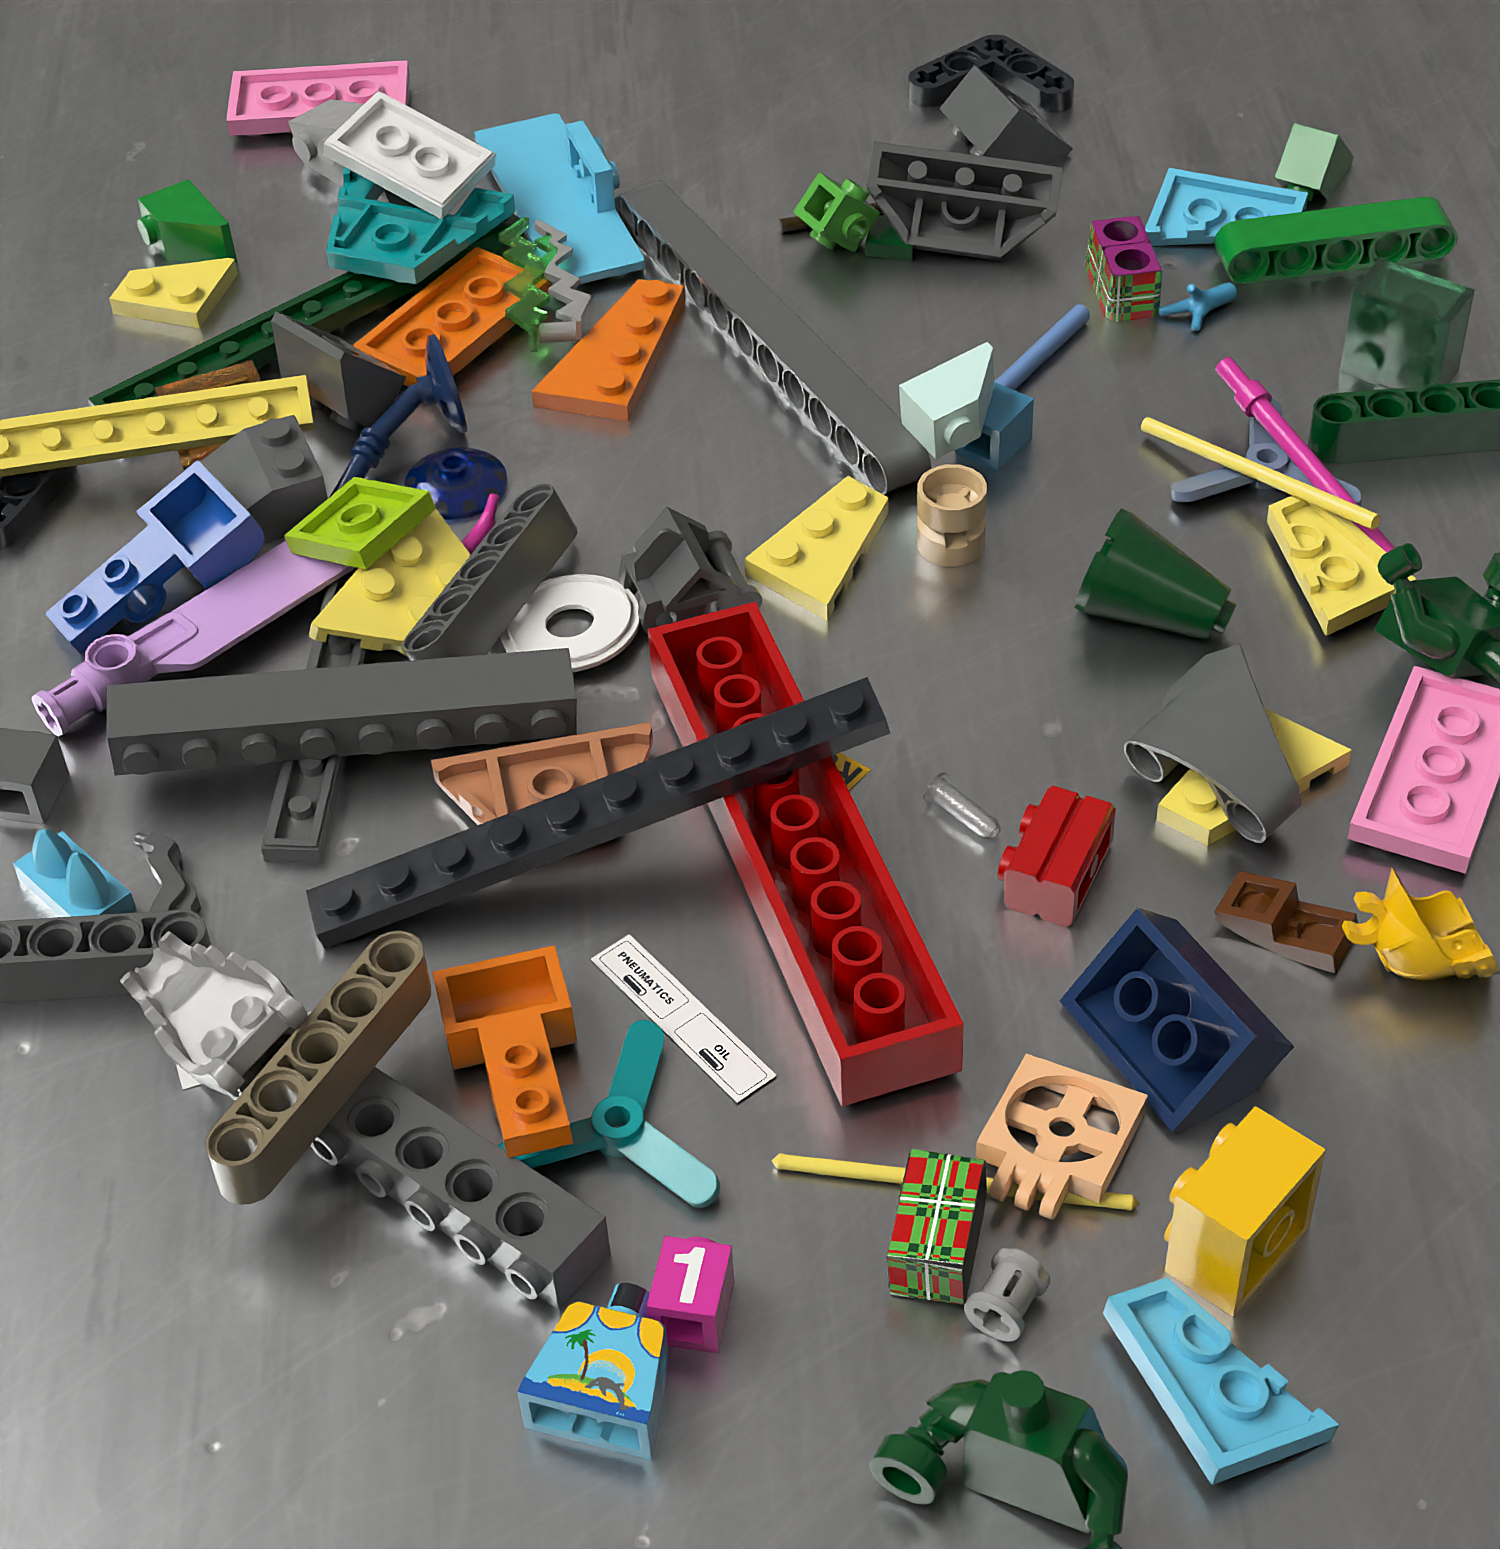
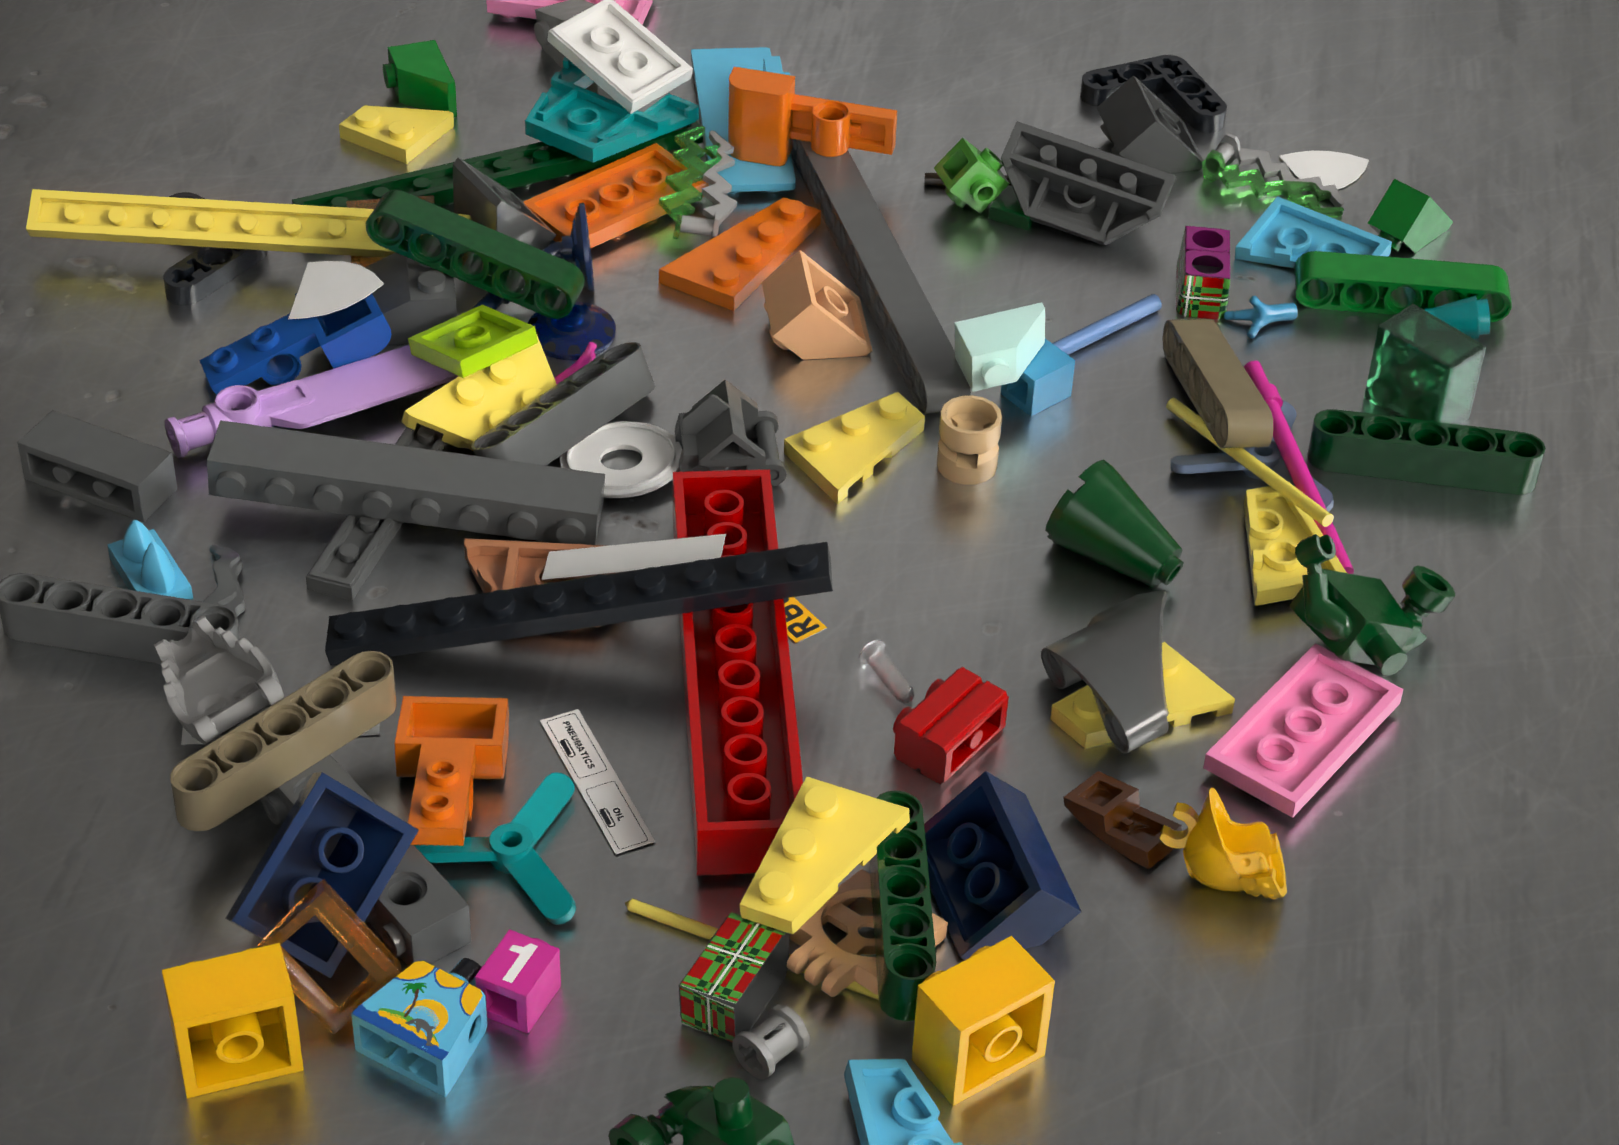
camera: 10 degrees right, 5 degrees down
(179, 495) = (332, 287): none -> white sticker
(307, 414) = (407, 226): none -> dark green beam
(379, 1436) = (233, 1020): none -> yellow brick
(421, 1224) = (326, 837): none -> dark blue slope
(526, 1317) = (353, 935): none -> clear orange tile
(597, 188) = (769, 115): none -> orange plate
(638, 740) = (631, 556): none -> white sticker
(722, 404) = (814, 312): none -> light nougat slope
(987, 1051) = (814, 850): none -> light yellow wing
(1099, 1093) = (902, 912): none -> dark green beam
(1174, 155) = (1288, 186): none -> clear neon green piece
(1193, 392) = (1217, 383): none -> dark tan beam
(1197, 127) = (1328, 165): none -> white sticker
(1419, 254) = (1465, 315): none -> teal cone

